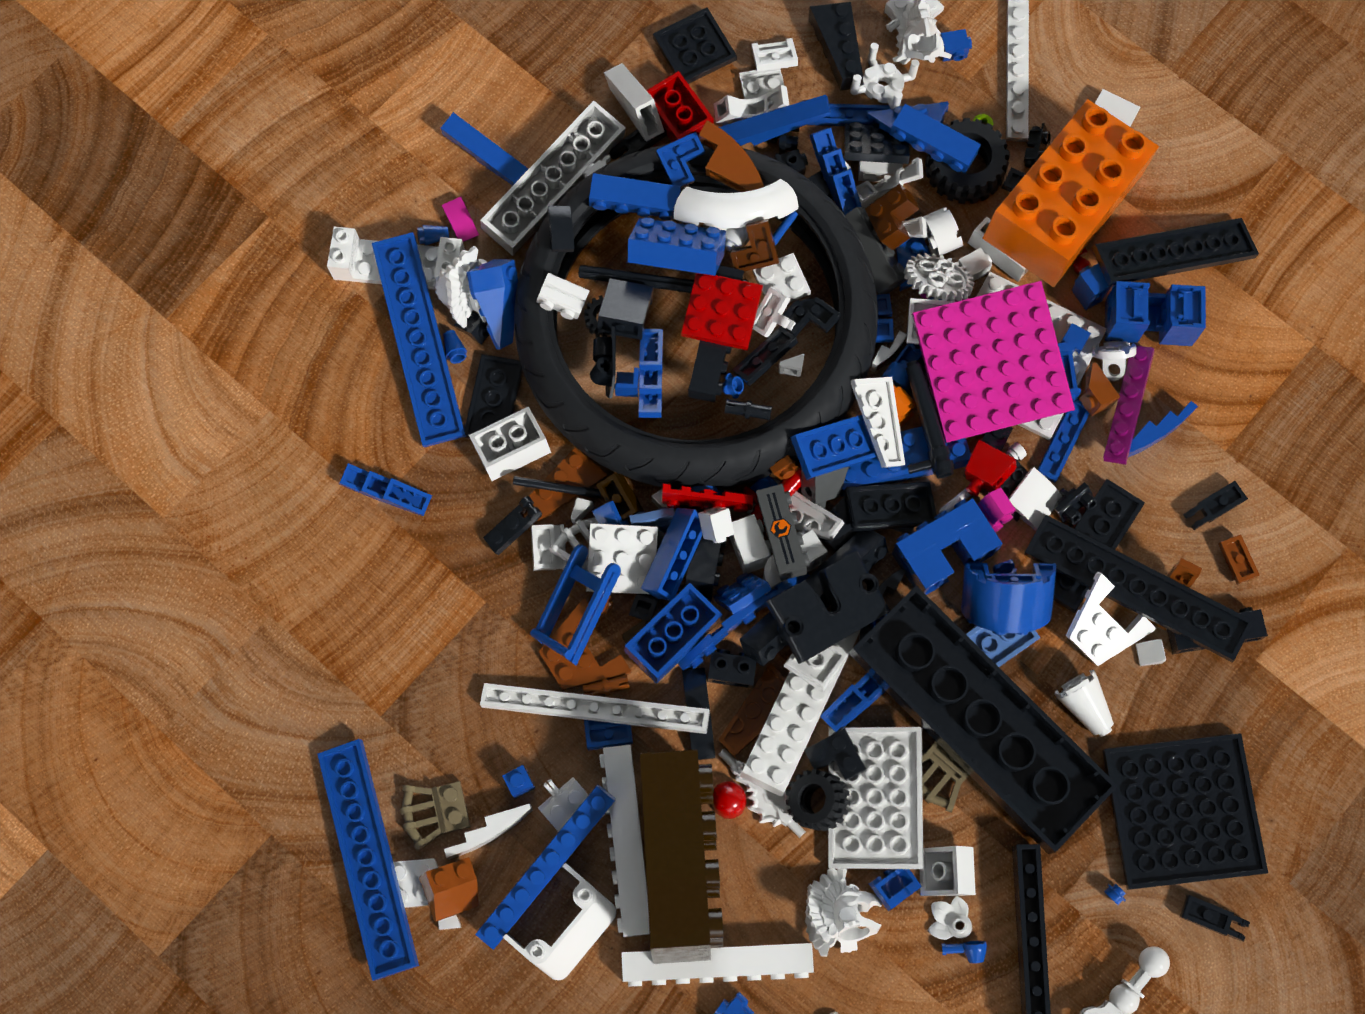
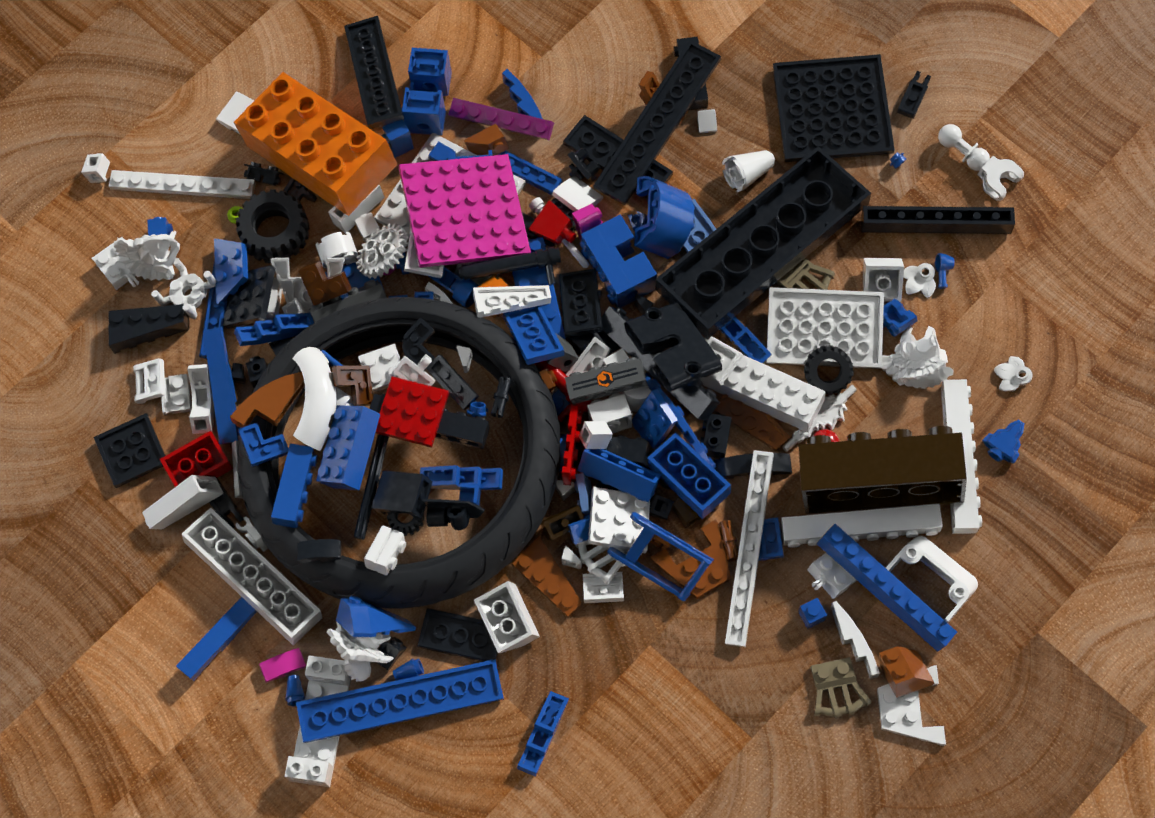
camera: 85 degrees left, 5 degrees down
(367, 860) = (880, 743): blue plate -> none
(512, 525) = (583, 616): black plate -> none
(558, 487) = (549, 577): black bar -> none
(839, 749) = (786, 351): black plate -> none
(935, 139) = (256, 243): blue brick -> none
(1097, 632) = (691, 155): white wing -> none
(1114, 353) = (456, 125): white tile -> none
(1217, 504) = (587, 64): black hinge -> none
(1238, 559) = (633, 53): dark orange plate -> none

